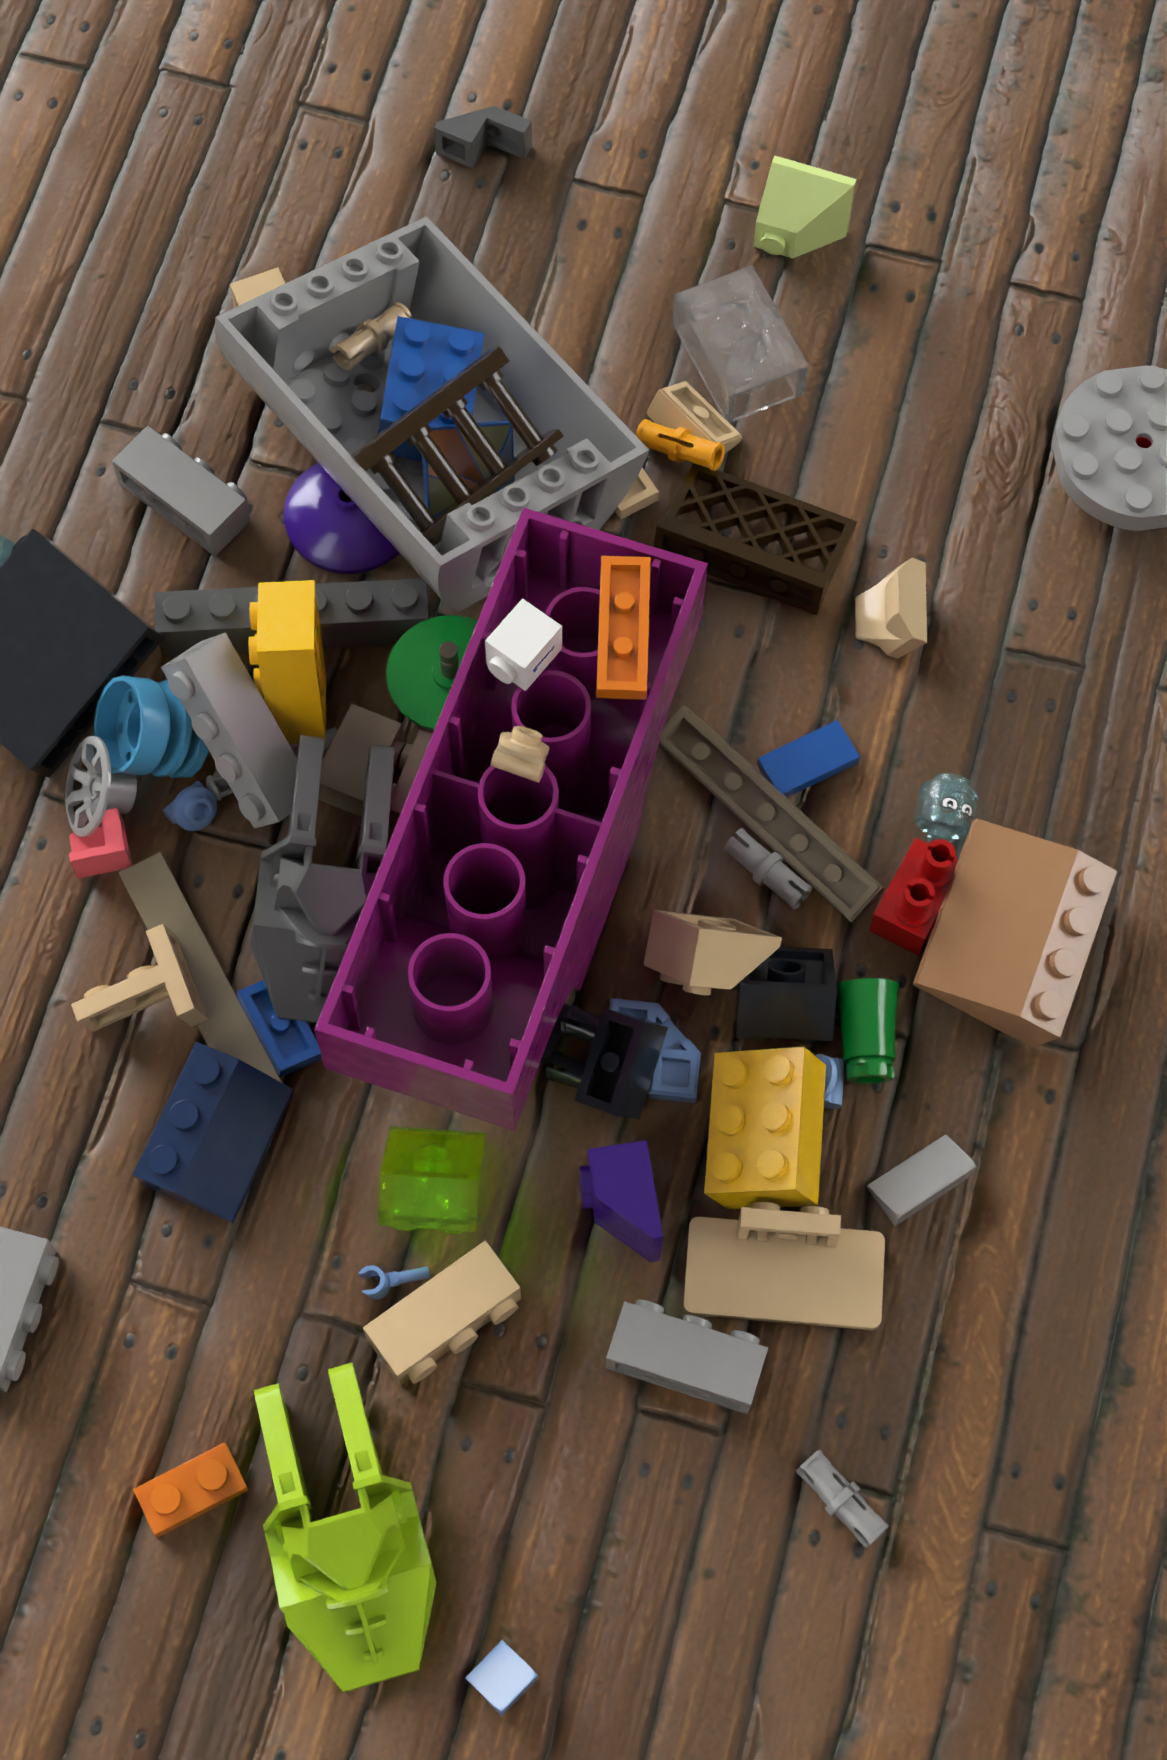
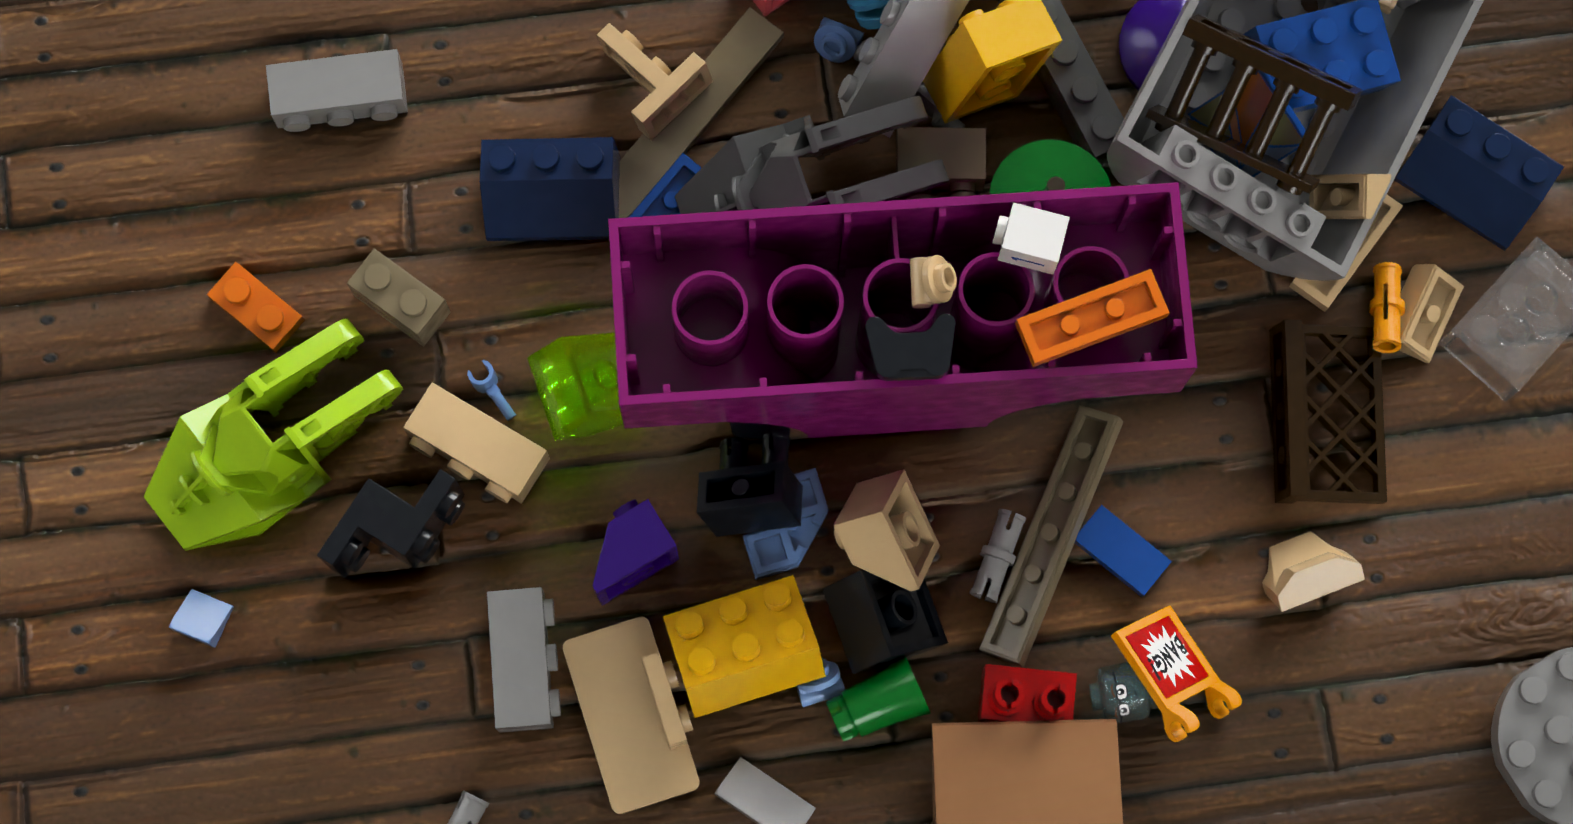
camera: 65 degrees right, 10 degrees up
(254, 1330) = (399, 297): none -> dark tan brick
(496, 1424) = (393, 525): none -> black bracket
(573, 414) = (1349, 195): none -> tan slope
(588, 797) = (911, 354): none -> black piece
(597, 315) = (1478, 173): none -> dark blue slope
(946, 755) = (1173, 670): none -> flag

